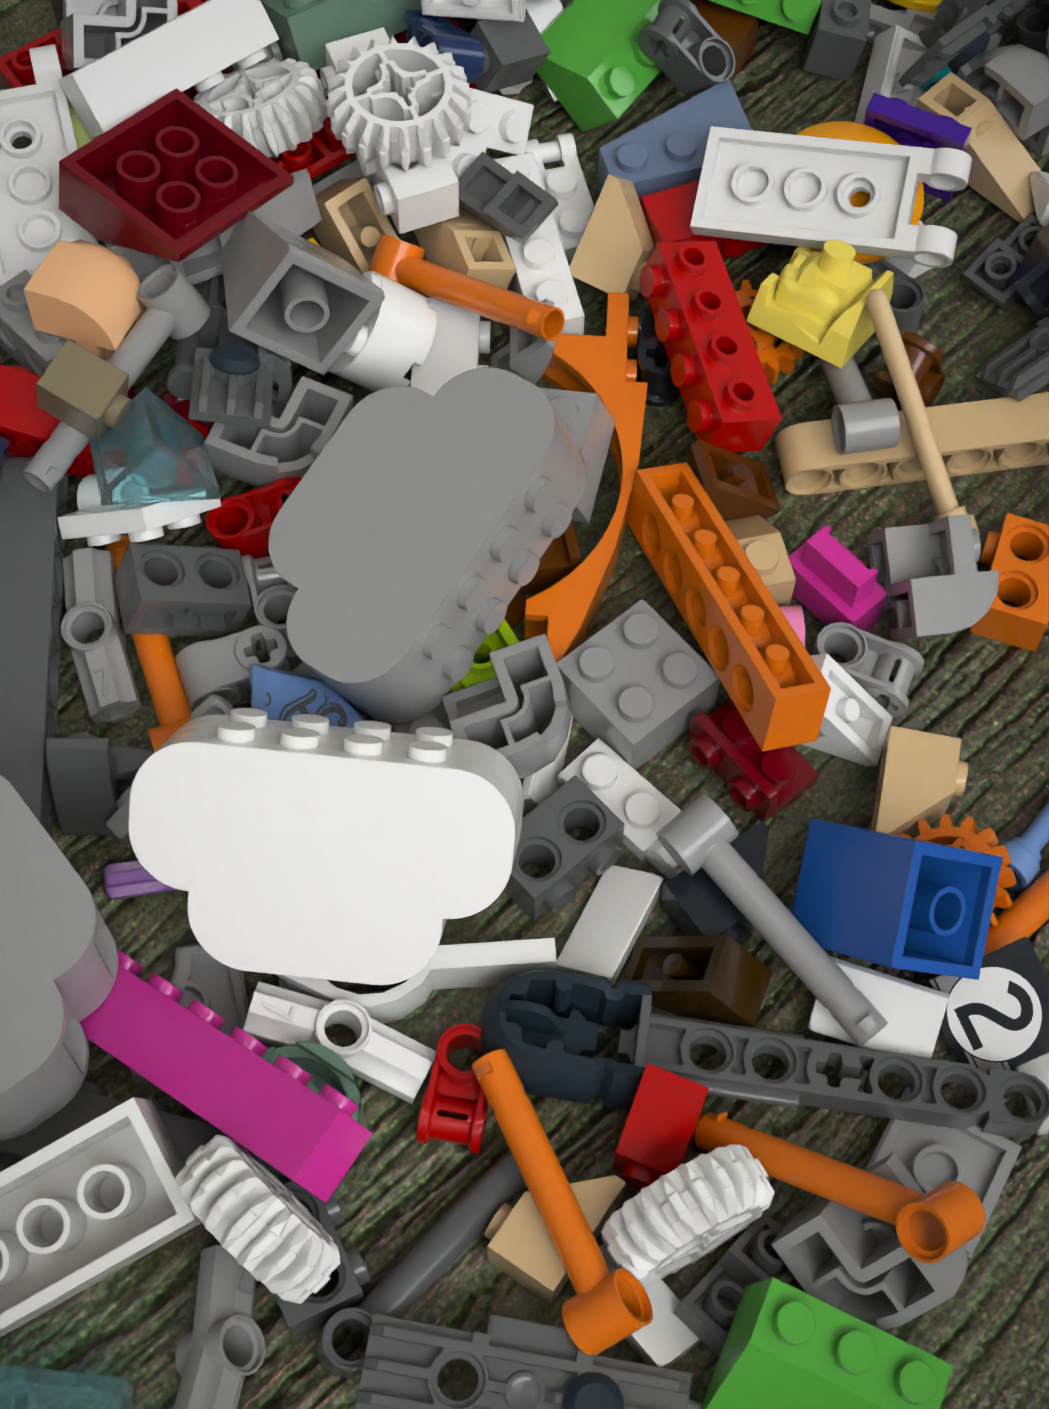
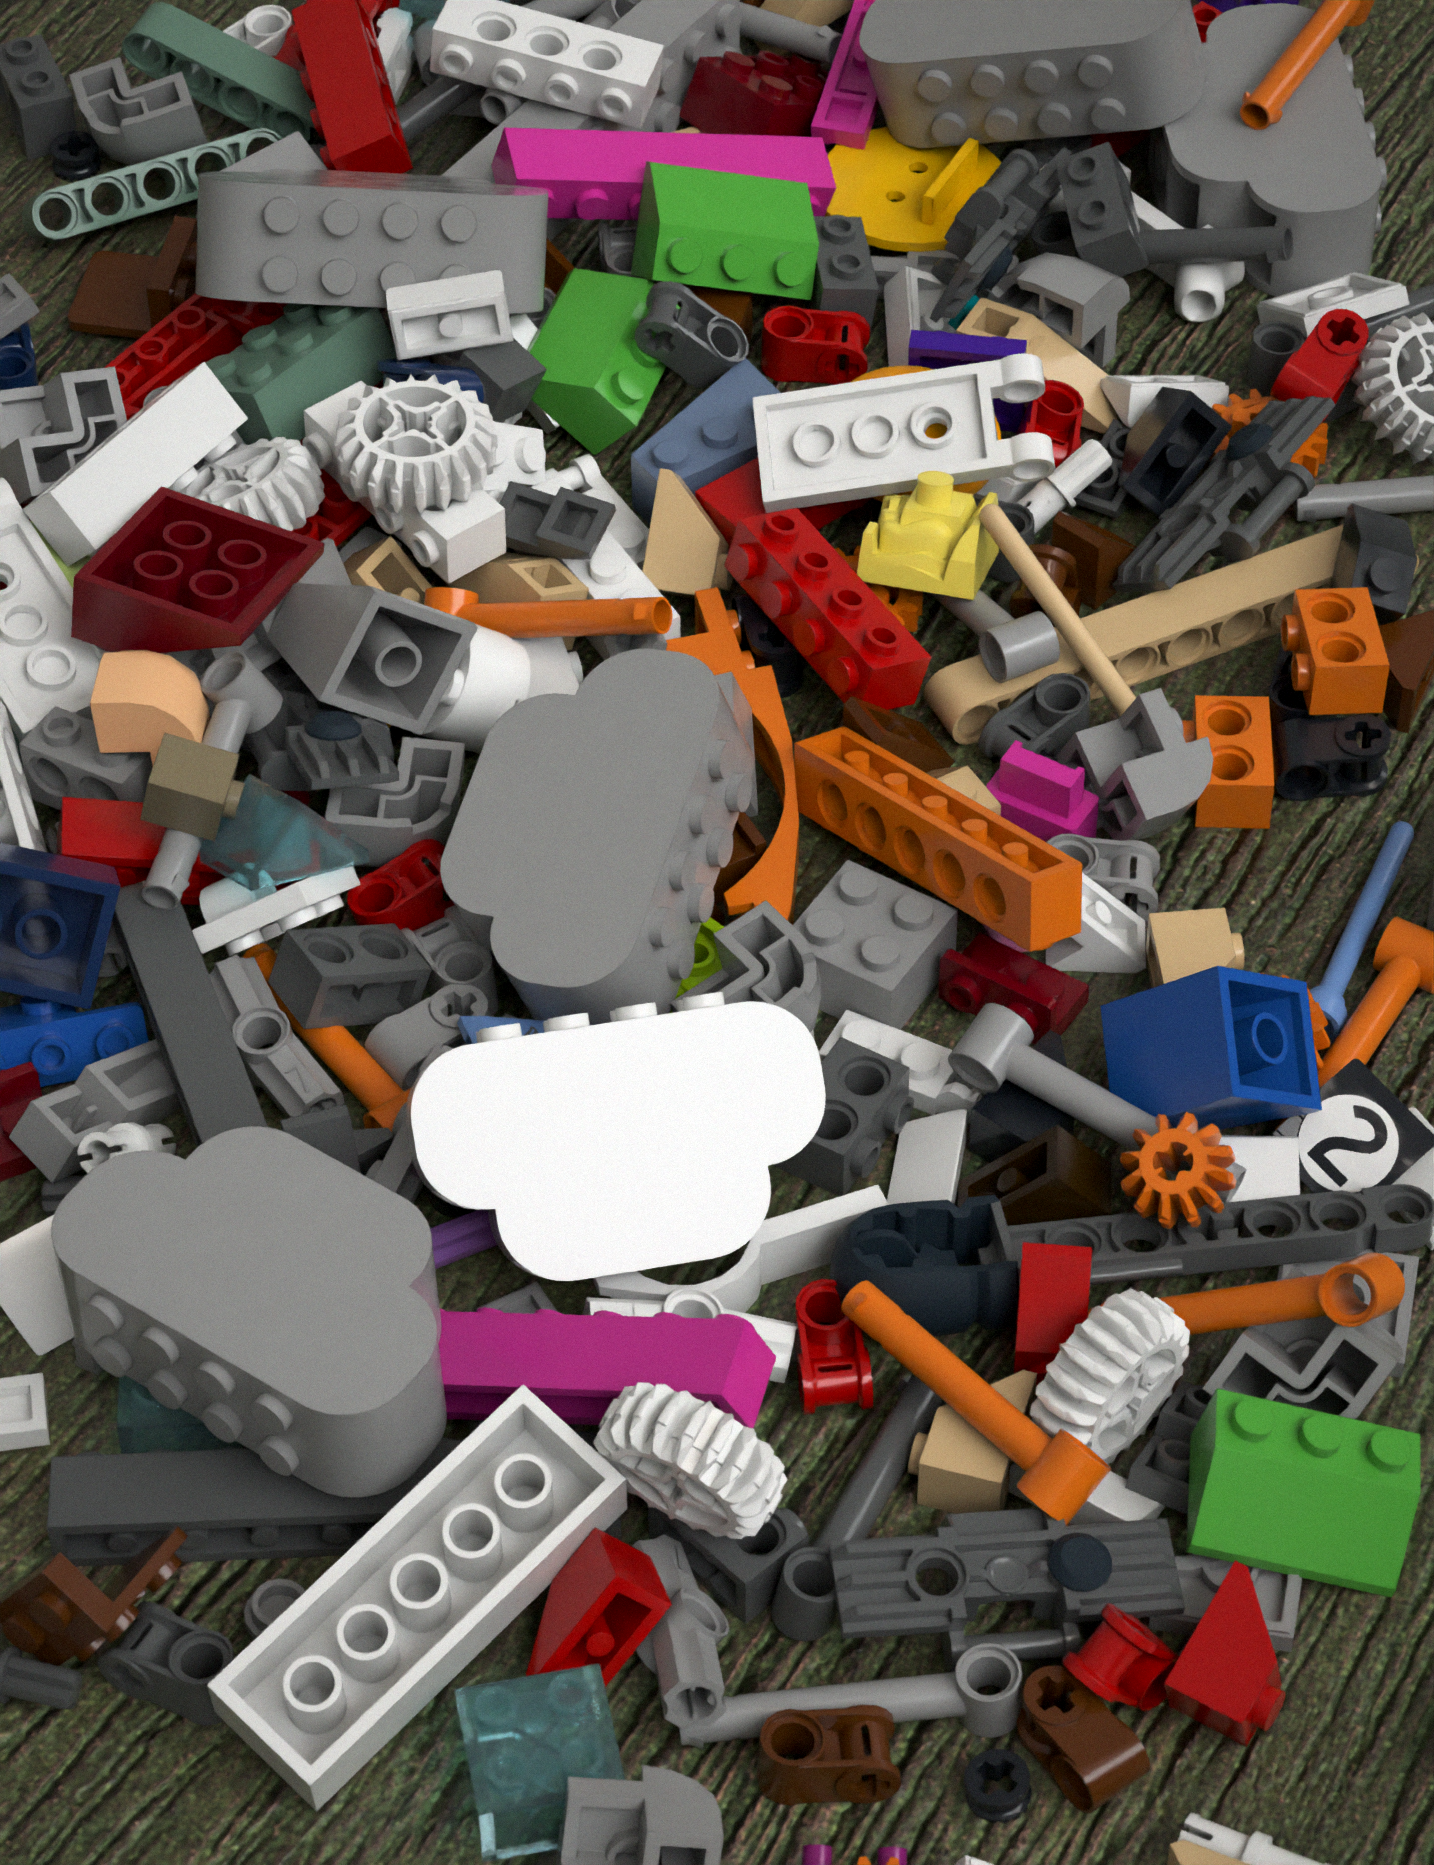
camera: 15 degrees left, 15 degrees down
(148, 1316) = (598, 1608): none -> red slope
(793, 77) = (808, 345): none -> red piece
(819, 1044) = (1191, 1188): none -> orange gear
(855, 505) = (1040, 719): none -> dark grey piece
(965, 268) = (1066, 482): none -> white axle
(966, 342) = (1096, 552): none -> reddish brown slope
(973, 211) = (1058, 416): none -> red piece

